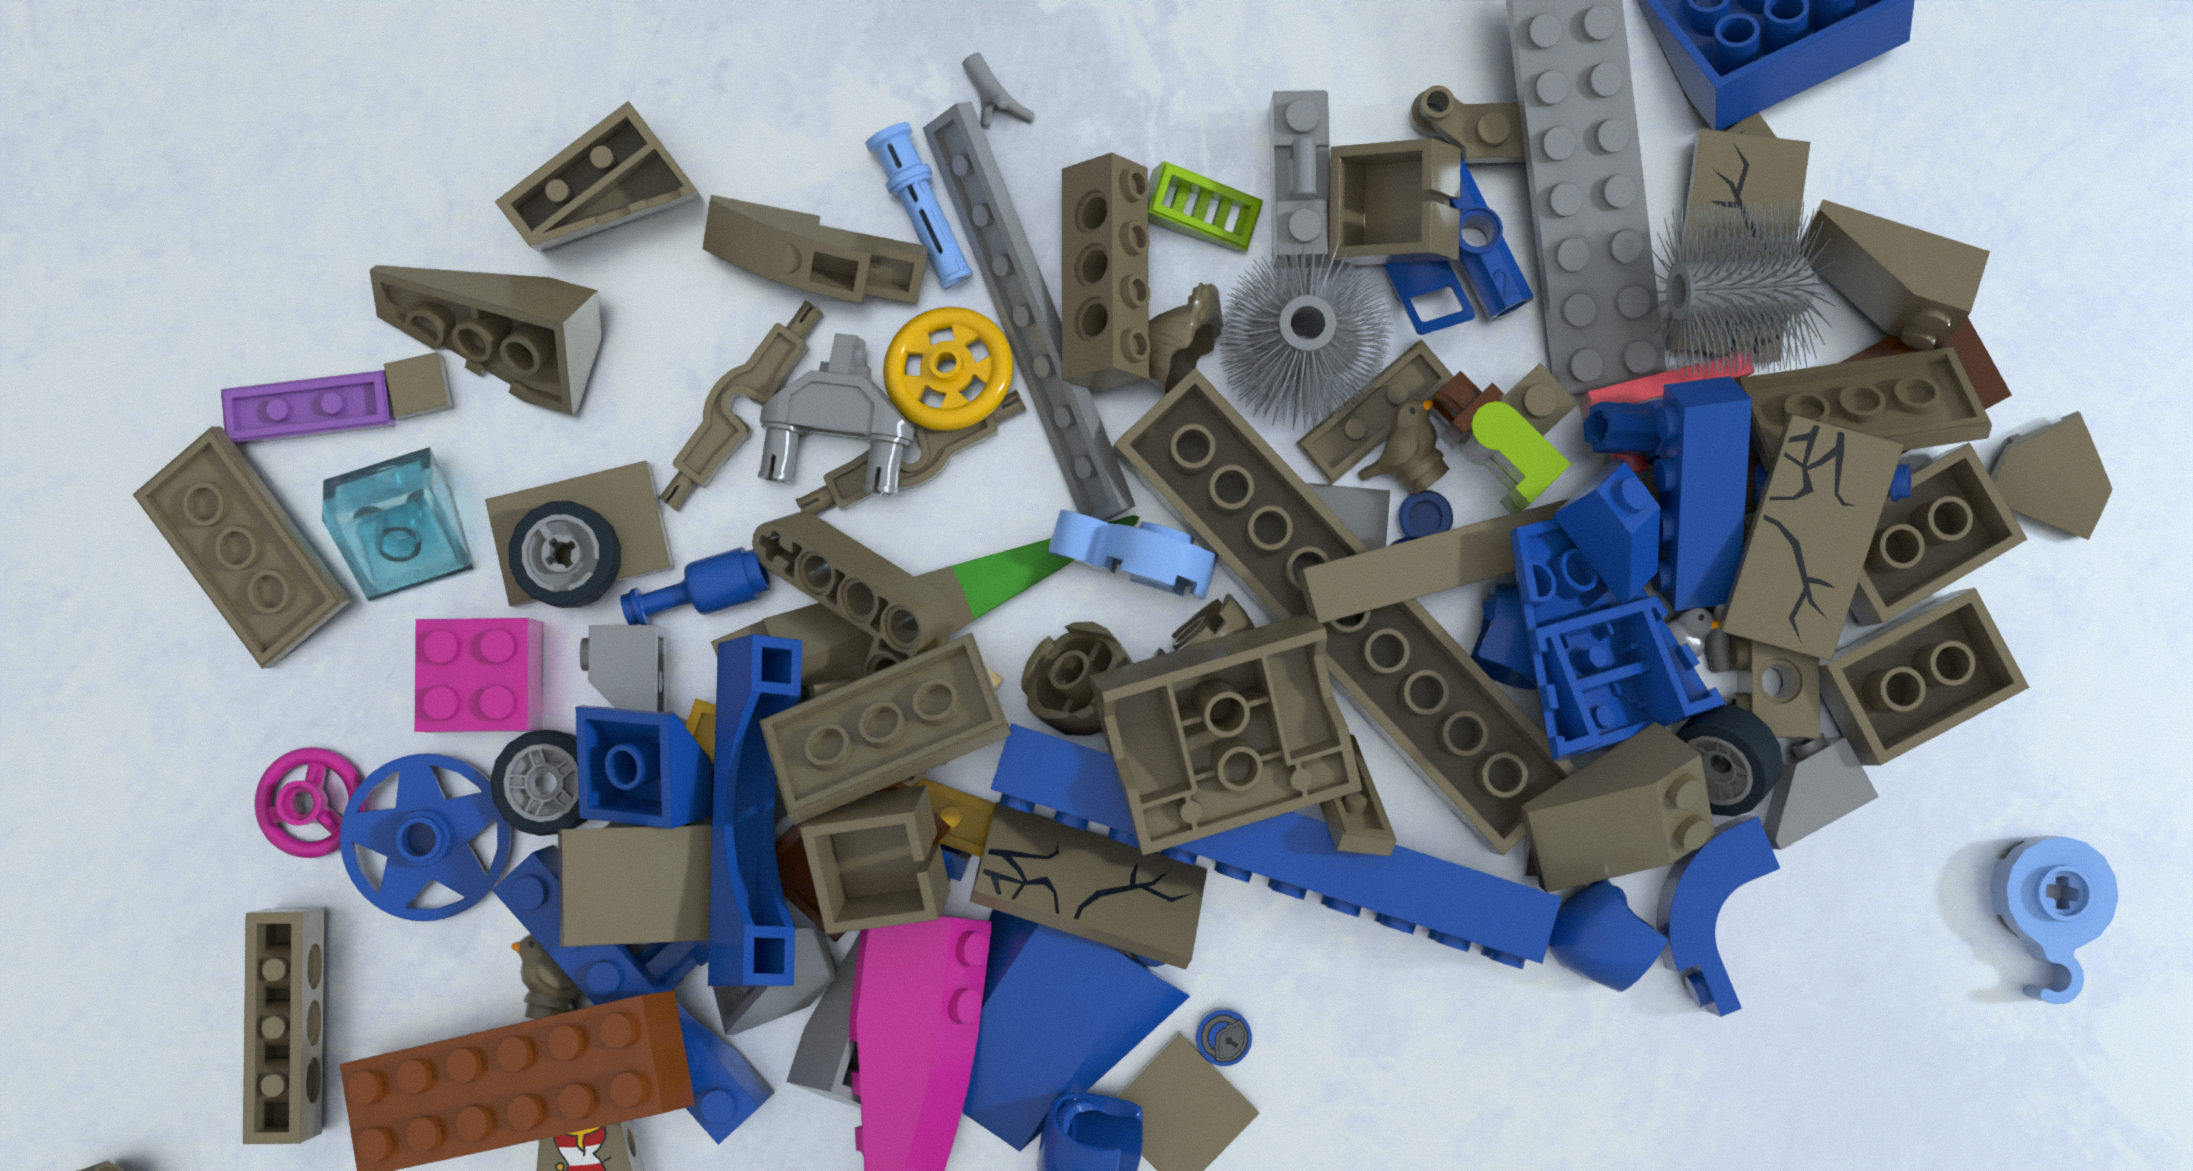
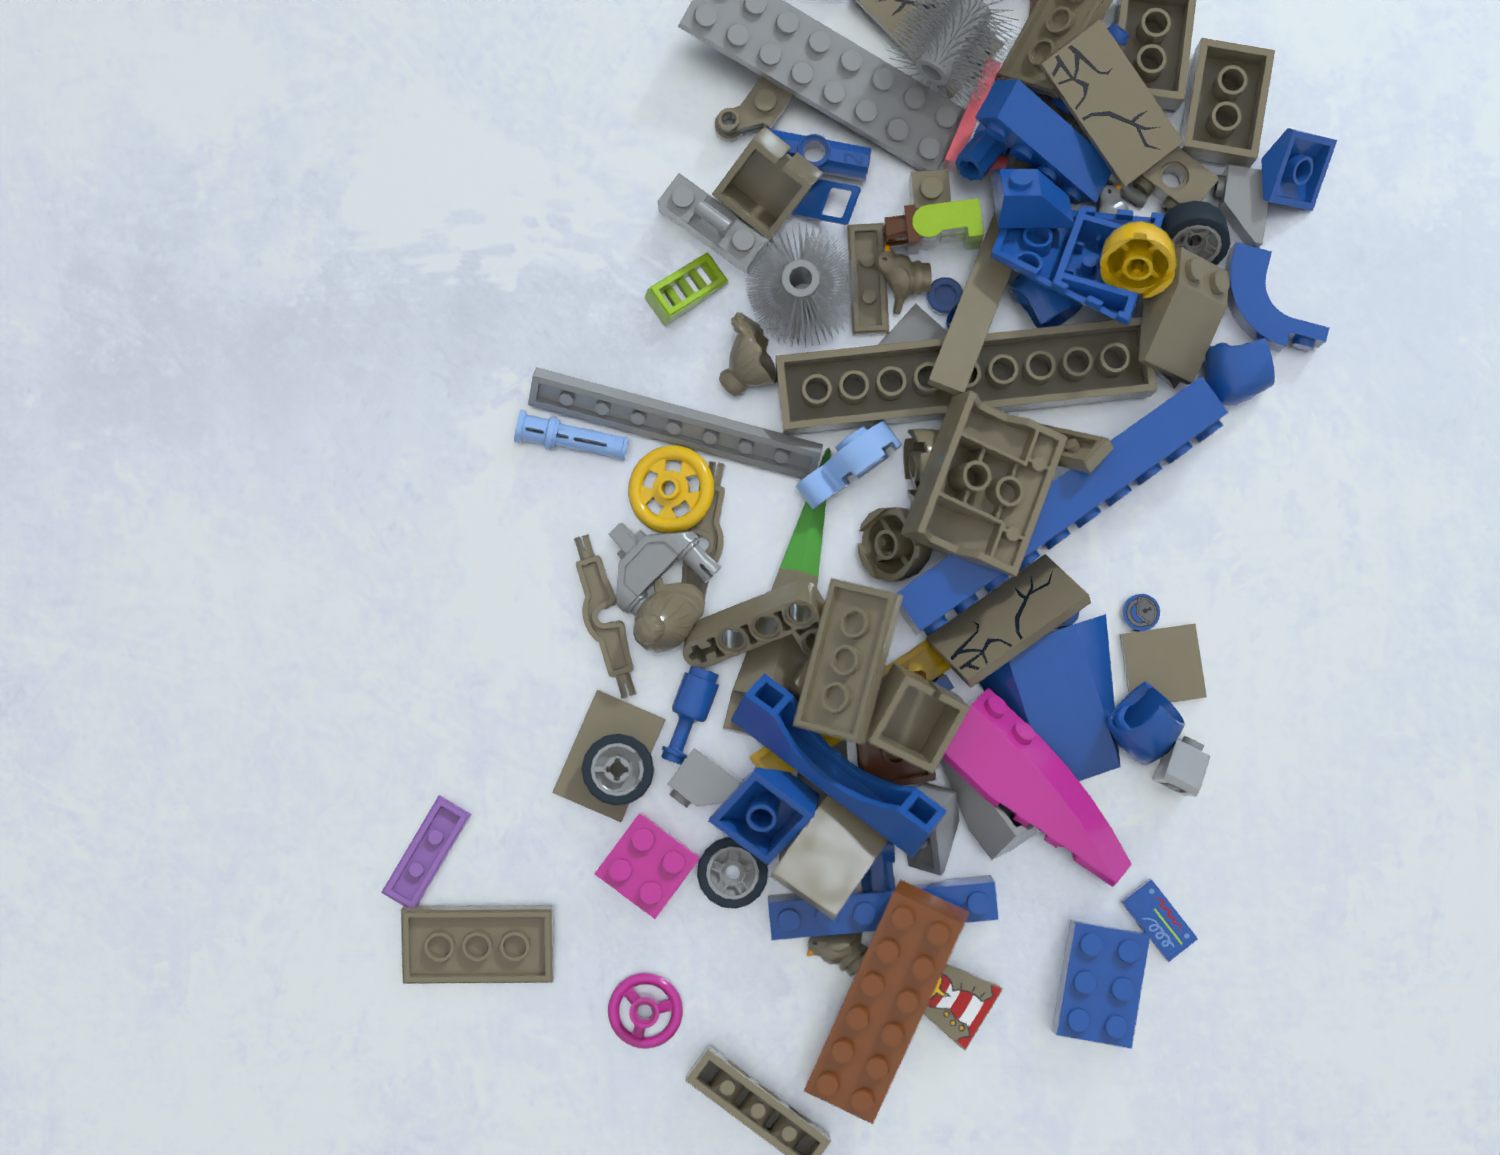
camera: 50 degrees left, 0 degrees up
(396, 524) = (530, 849): clear light blue slope -> none
(418, 385) = (460, 783): dark tan tile -> none
(424, 837) = (712, 960): blue wheel -> none
(517, 327) = (470, 706): dark tan wedge -> none
(597, 183) = (427, 599): dark tan wedge -> none
(789, 475) = (667, 616): none -> dark tan hair
(811, 256) = (555, 517): dark tan slope -> none
(991, 91) = (536, 352): light grey bar -> none
(1105, 273) = (686, 365): dark tan brick -> none
(1645, 712) = (1138, 259): none -> yellow cylinder
(1904, 821) = (1296, 168): none -> blue slope
(2049, 927) = (1401, 138): light blue piece -> none

